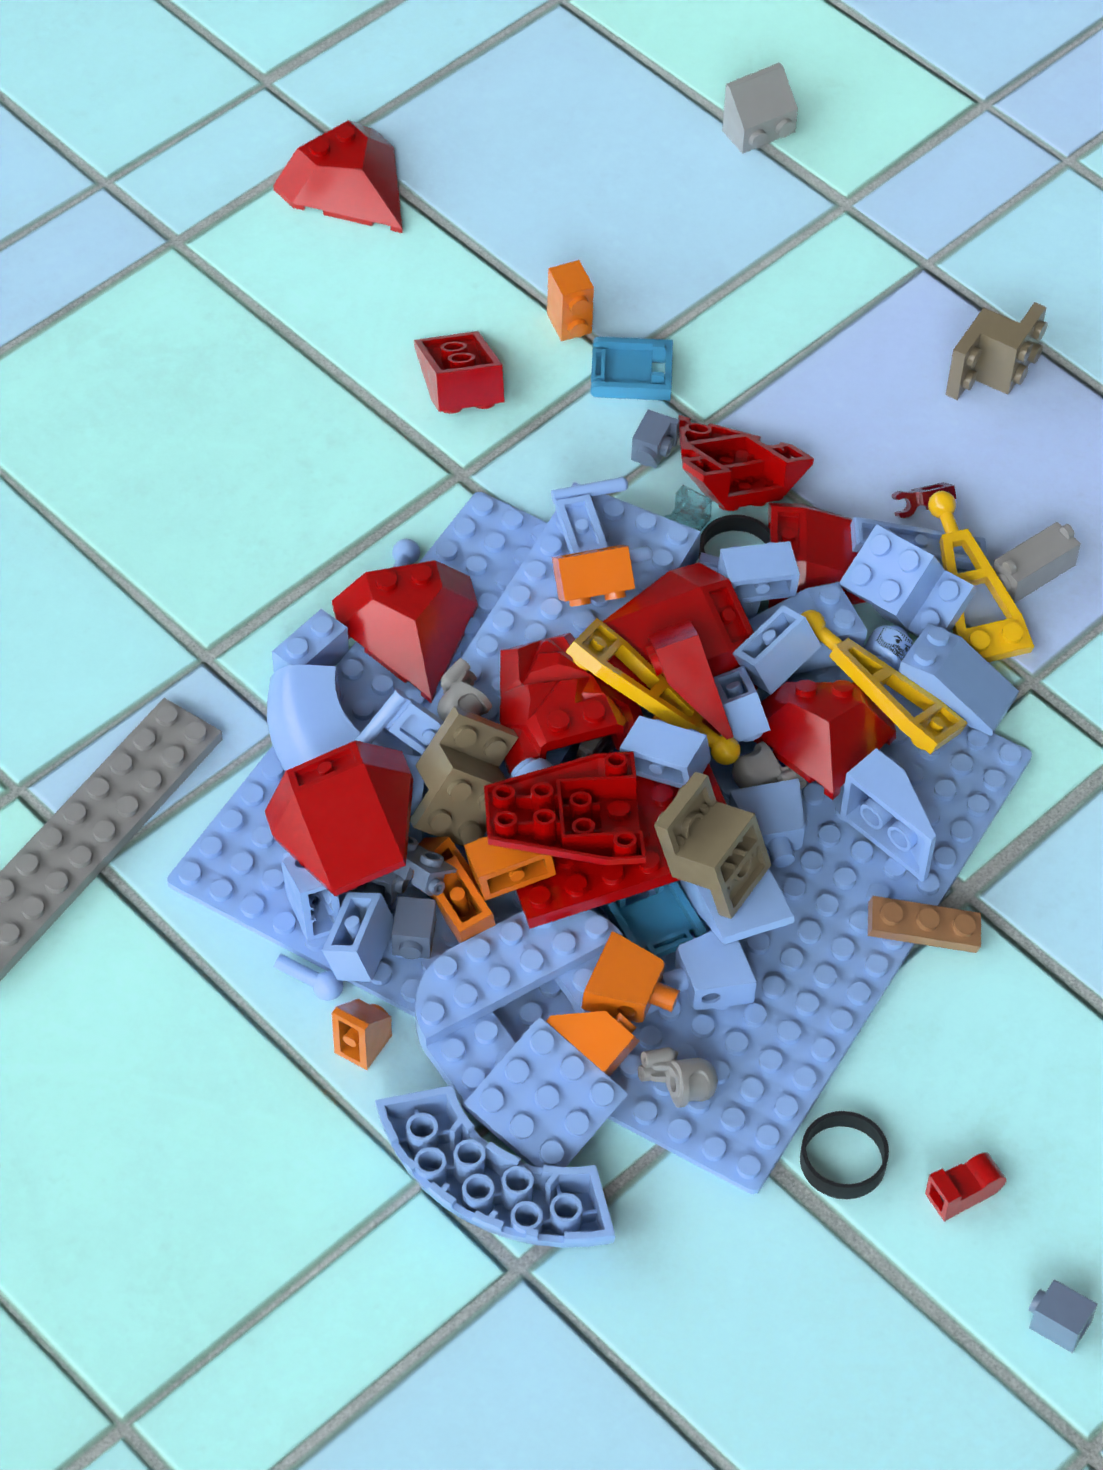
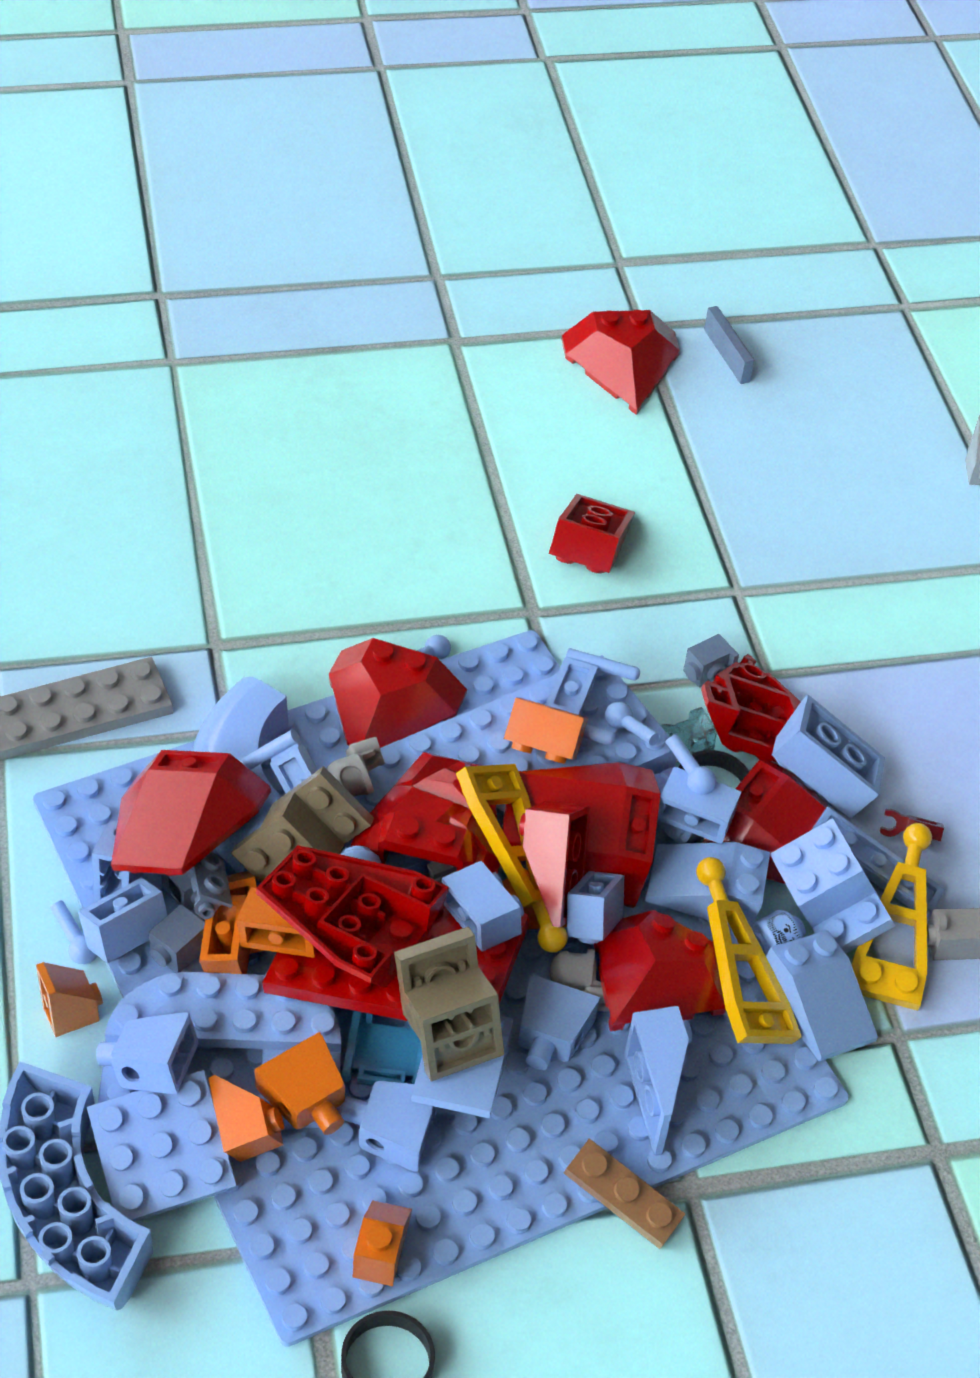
camera: 30 degrees right, 5 degrees down
(316, 642) = (296, 675): light blue brick -> none
(438, 119) = (729, 344): none -> sand blue tile
(486, 1028) = (152, 1052): none -> light blue torso
(570, 300) = (721, 520): orange brick -> none
(625, 368) = (734, 597): dark azure container -> none
(636, 530) = (620, 716): none -> light blue bar
(686, 1078) = (297, 1203): light grey piece -> none
(751, 548) = (700, 779): none -> light blue bar
(776, 1069) = (380, 1242): none -> orange slope
(777, 649) = (663, 877): light blue brick -> none
(824, 473) = (829, 758): none -> light blue slope

